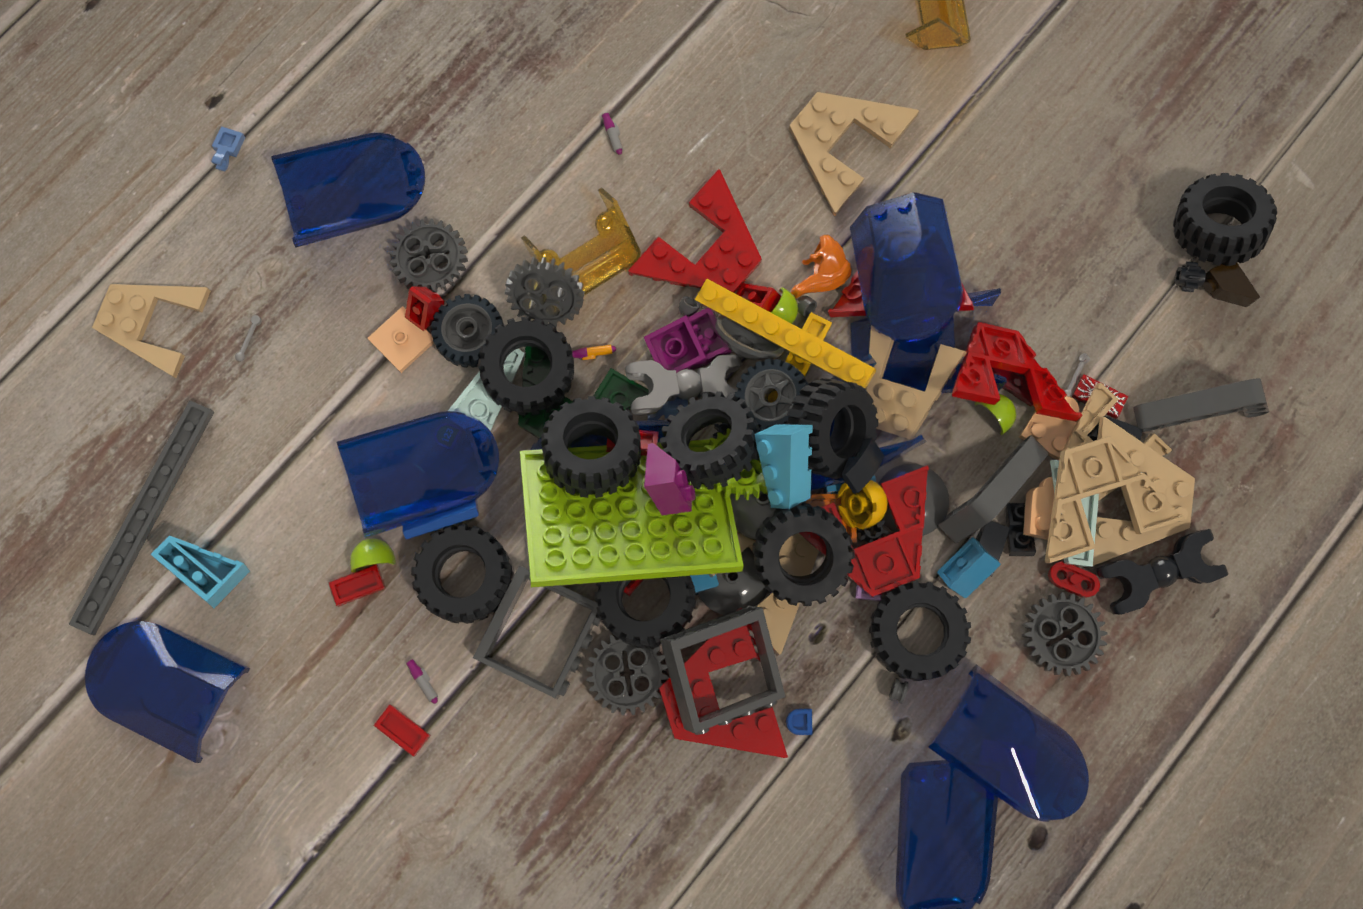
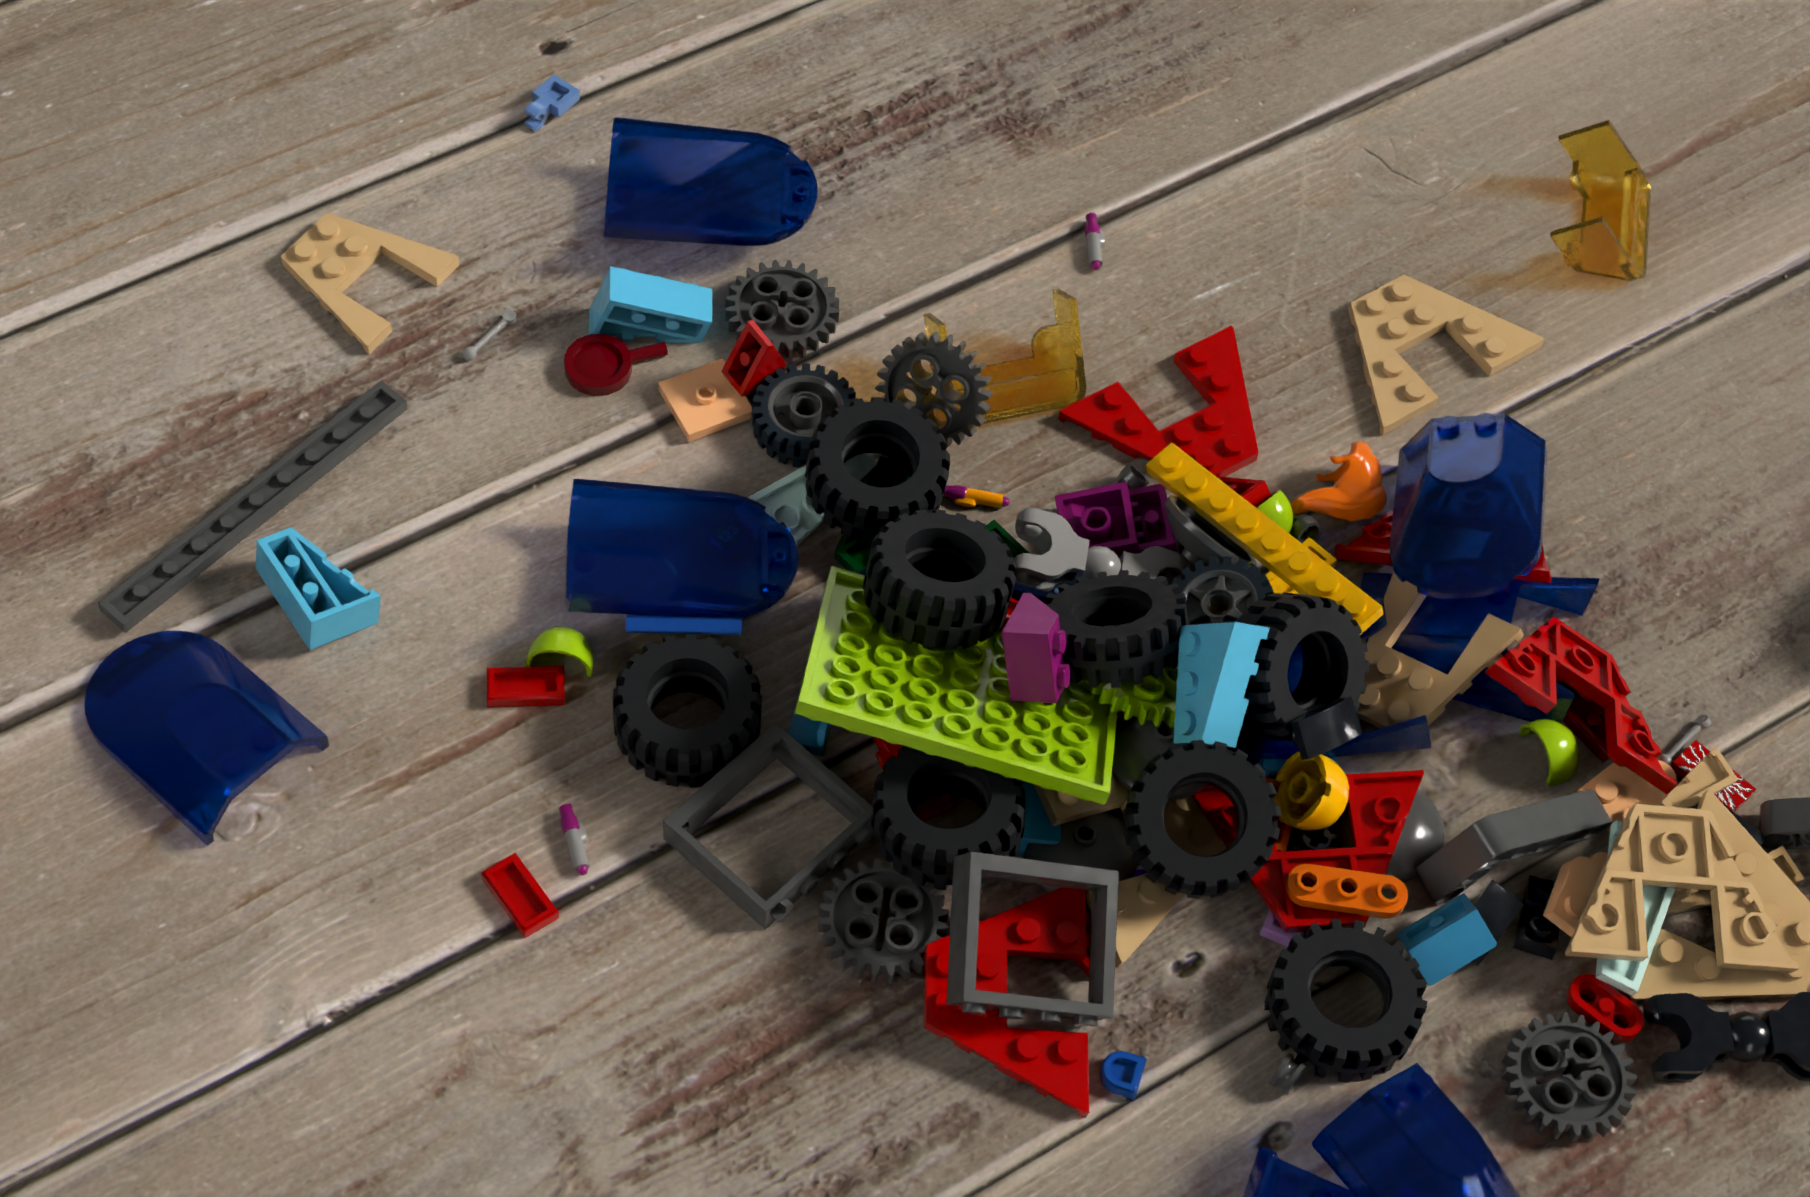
camera: 10 degrees right, 20 degrees down
(327, 335) = (604, 364): none -> dark red piece
(343, 286) = (650, 306): none -> medium azure wedge
(891, 567) = (1329, 895): none -> orange plate

